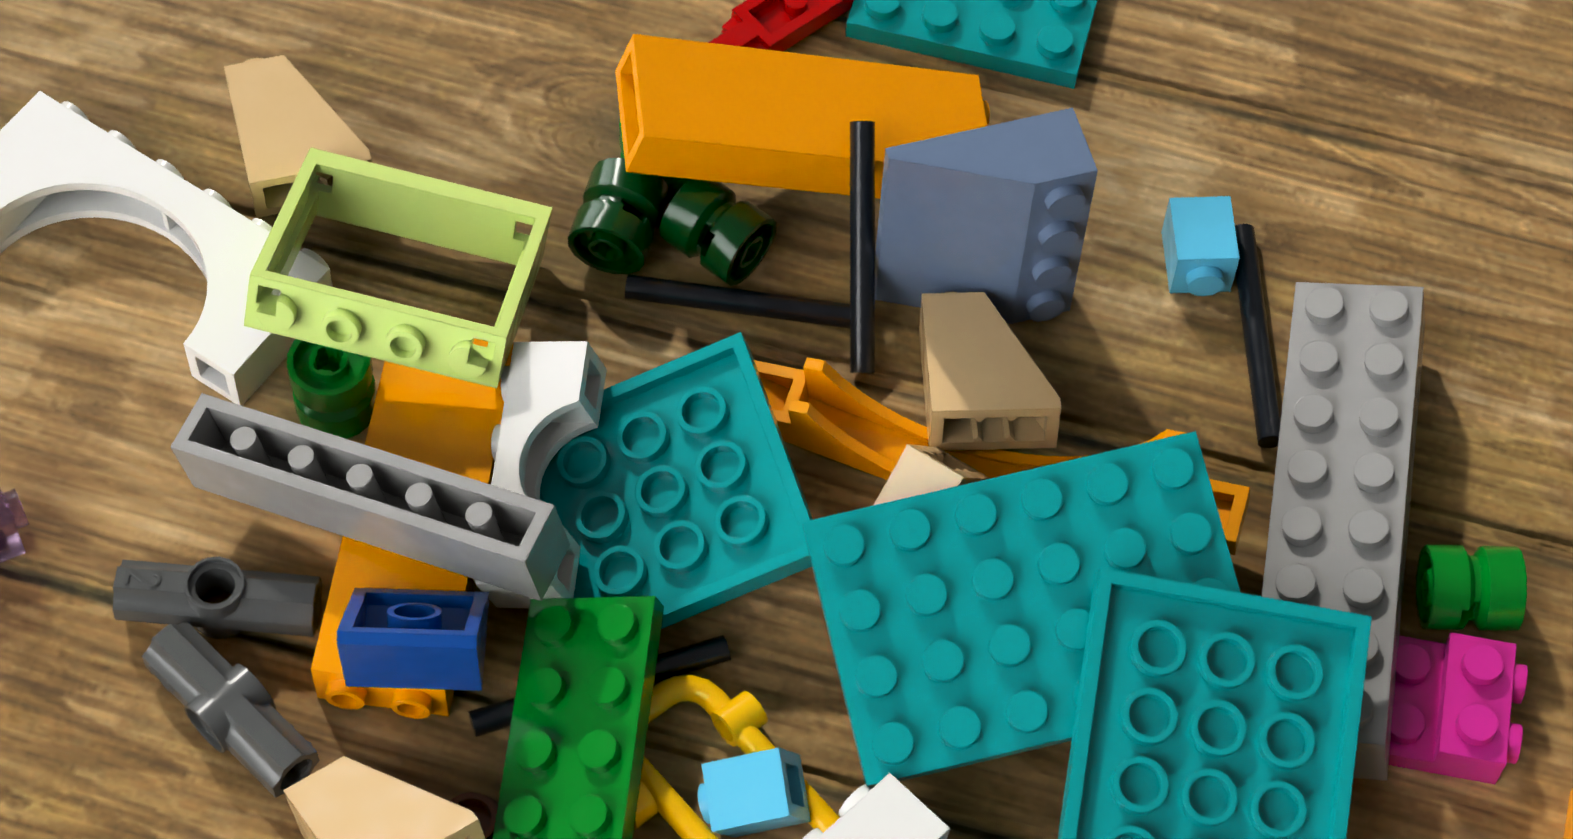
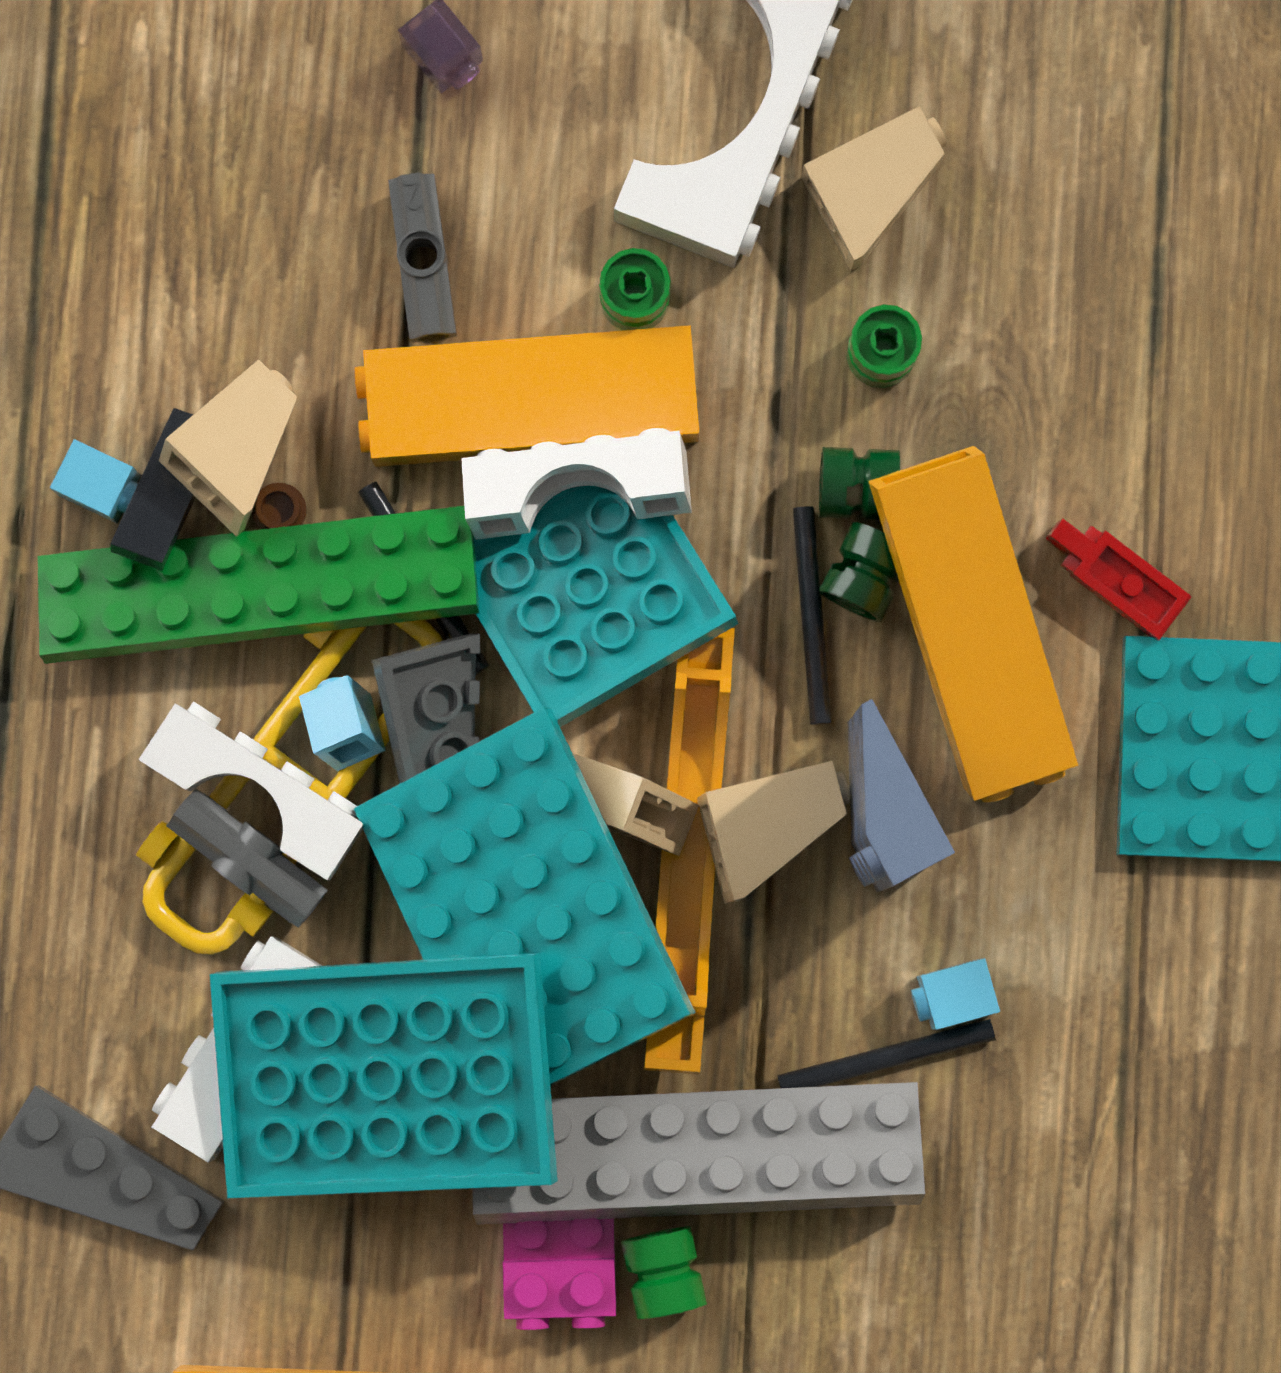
camera: 80 degrees right, 25 degrees up
(230, 707) = (331, 296): dark grey piece -> none
(372, 496) = (500, 355): light grey brick -> none
(412, 209) = (816, 313): yellowish green window -> none
(414, 639) = (402, 422): blue slope -> none
(475, 149) = (884, 346): none -> green wheel
(762, 691) = (429, 702): none -> dark grey wing
(862, 247) = (848, 703): black bar -> none

